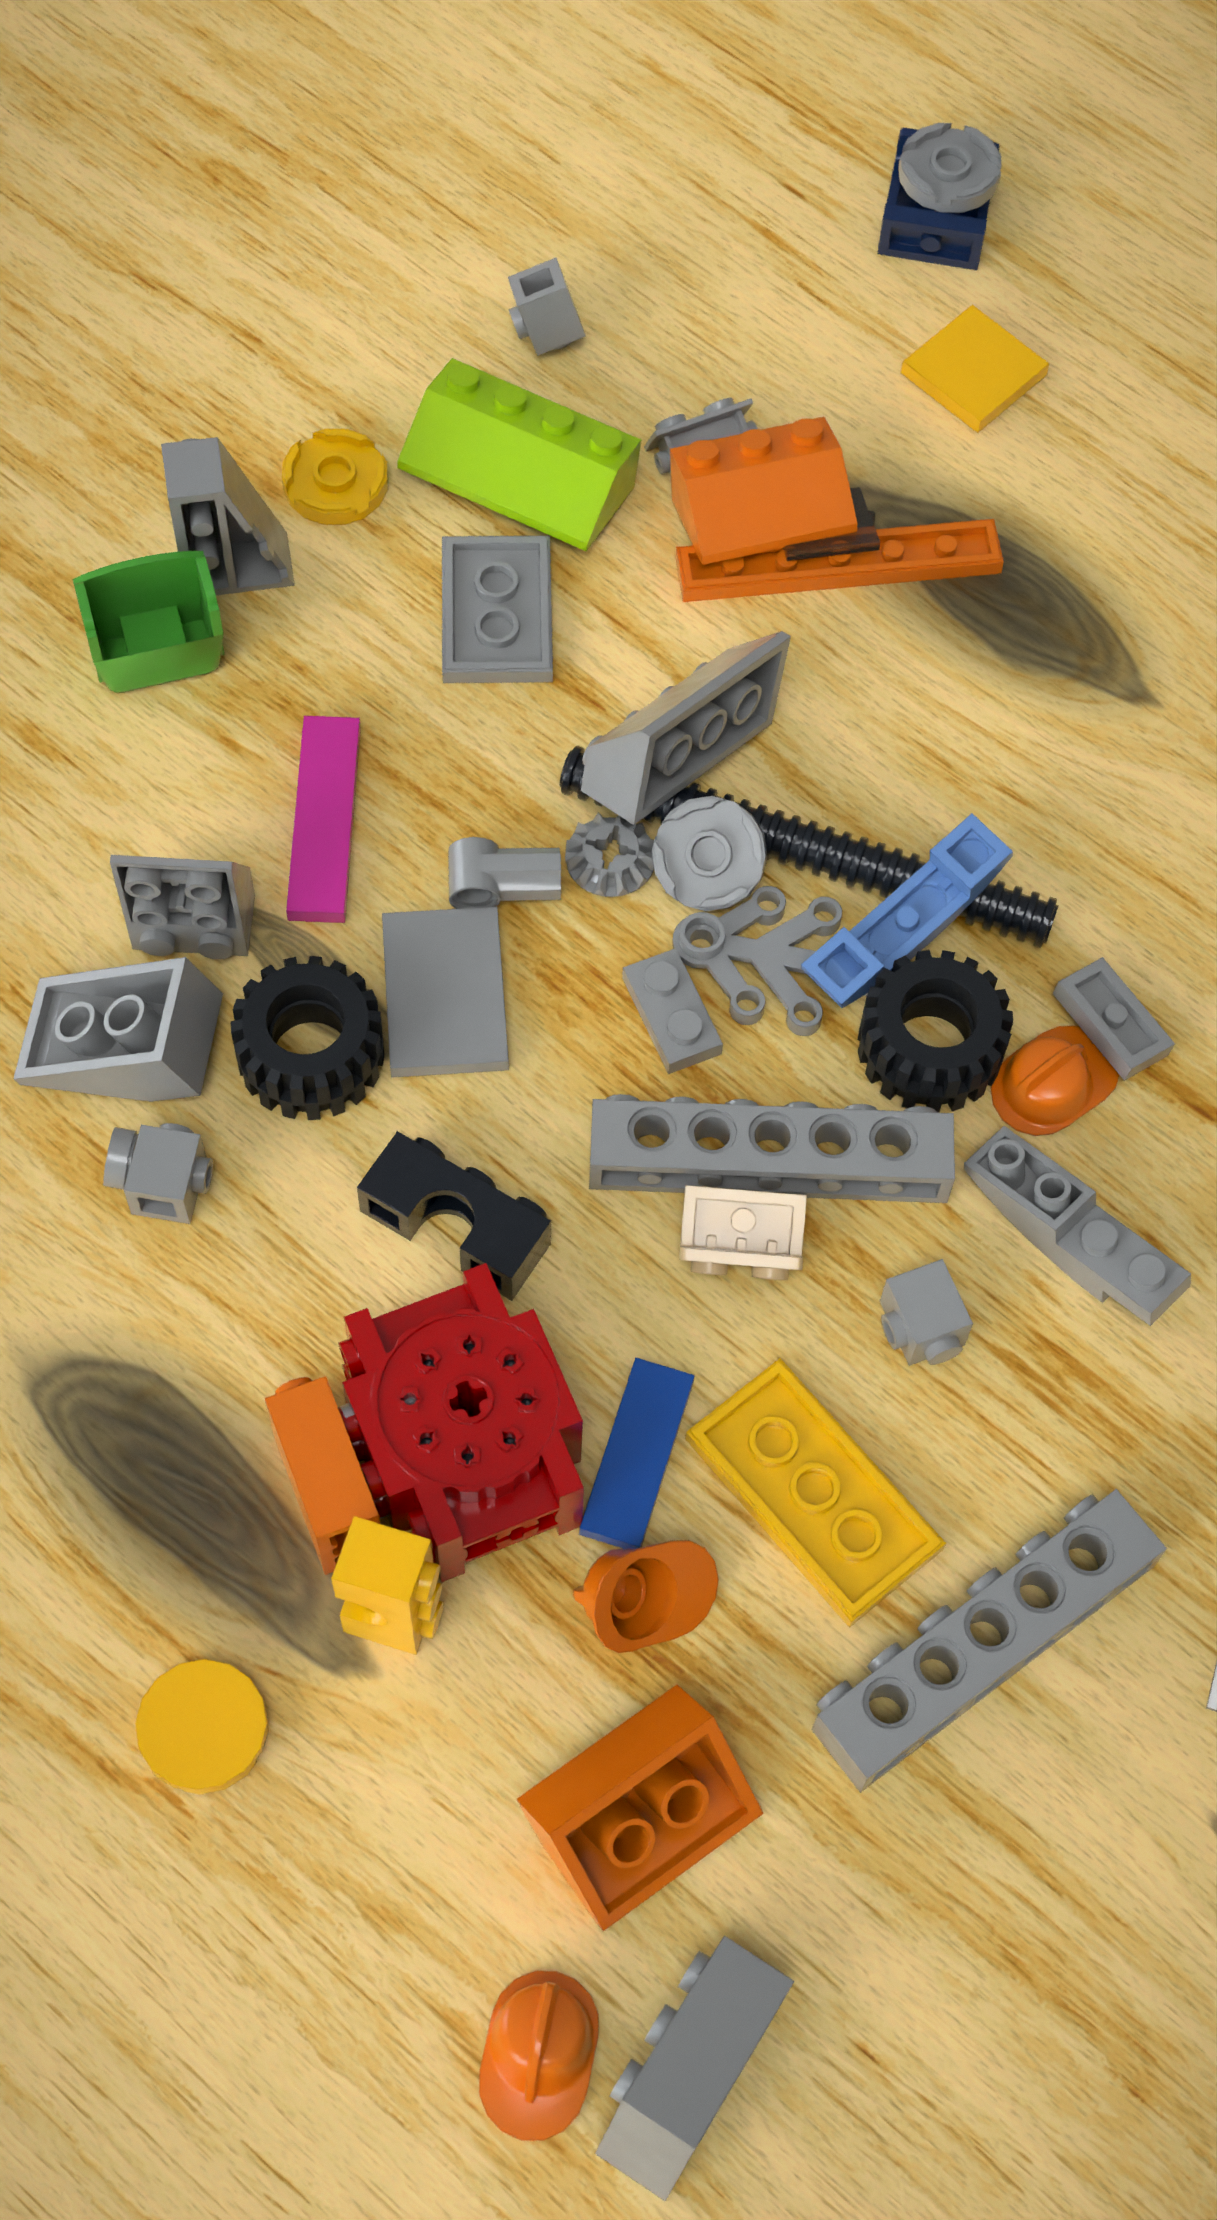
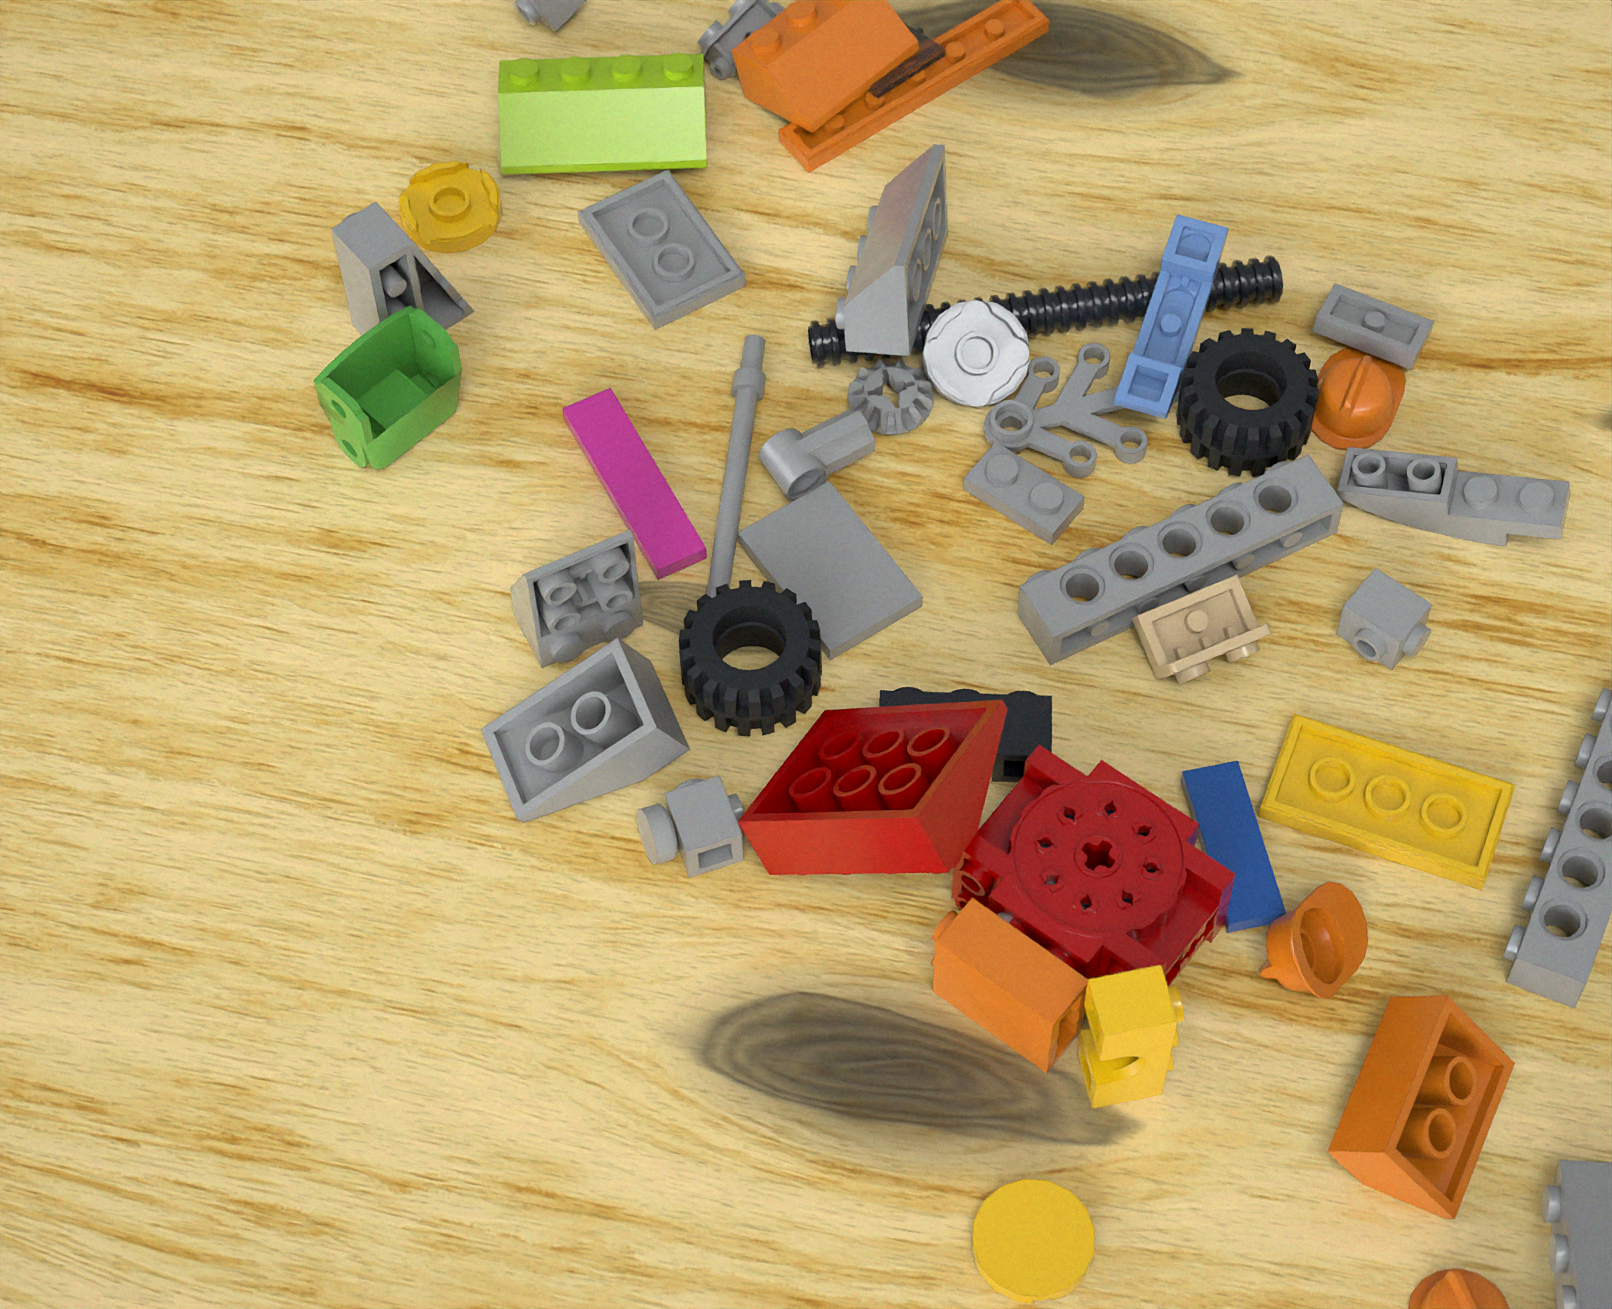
camera: 25 degrees left, 5 degrees down
(319, 1227) = (879, 791): none -> red slope
(484, 781) = (747, 389): none -> light grey bar

